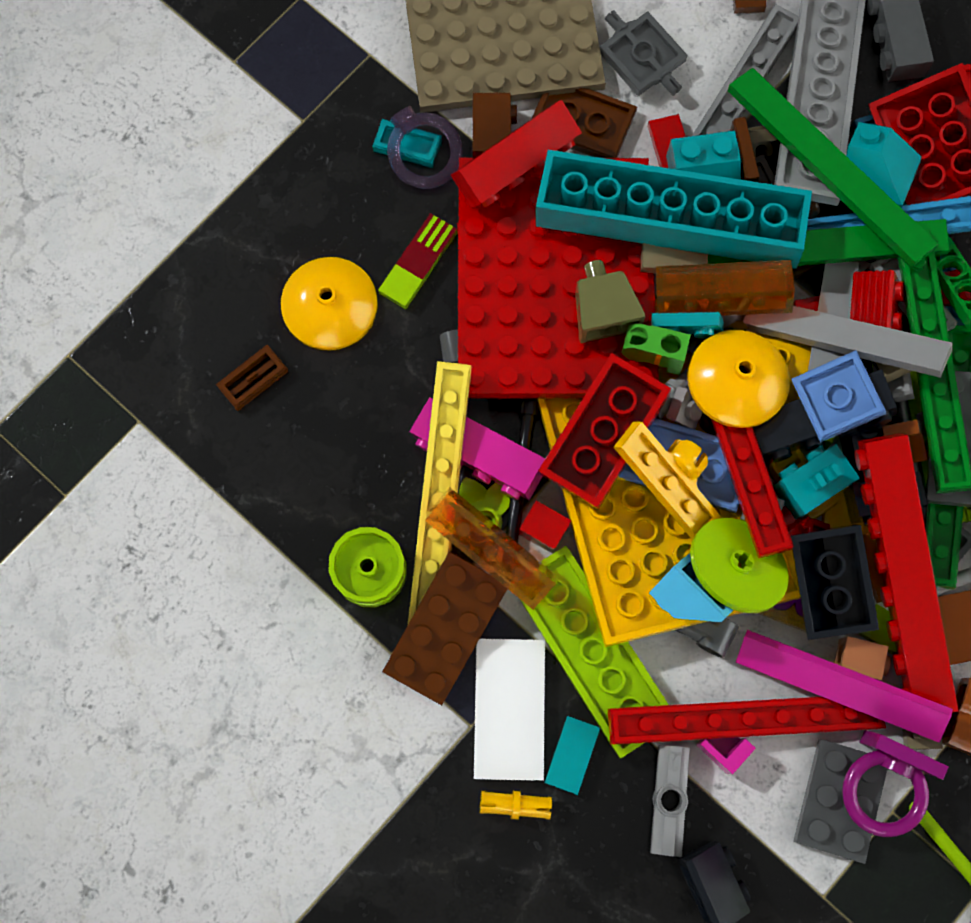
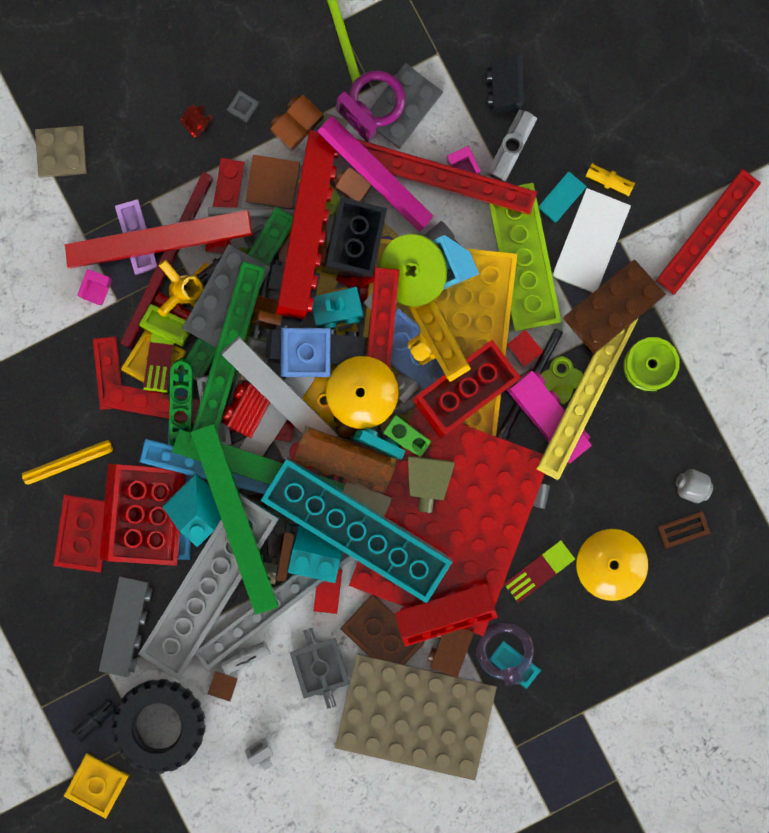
camera: 165 degrees left, 10 degrees up
(256, 433) = (694, 486): none -> light grey head
(353, 786) = (708, 232): none -> red tile
(491, 548) = (569, 342): clear orange brick -> none
(736, 34) = (245, 657): none -> light grey pin

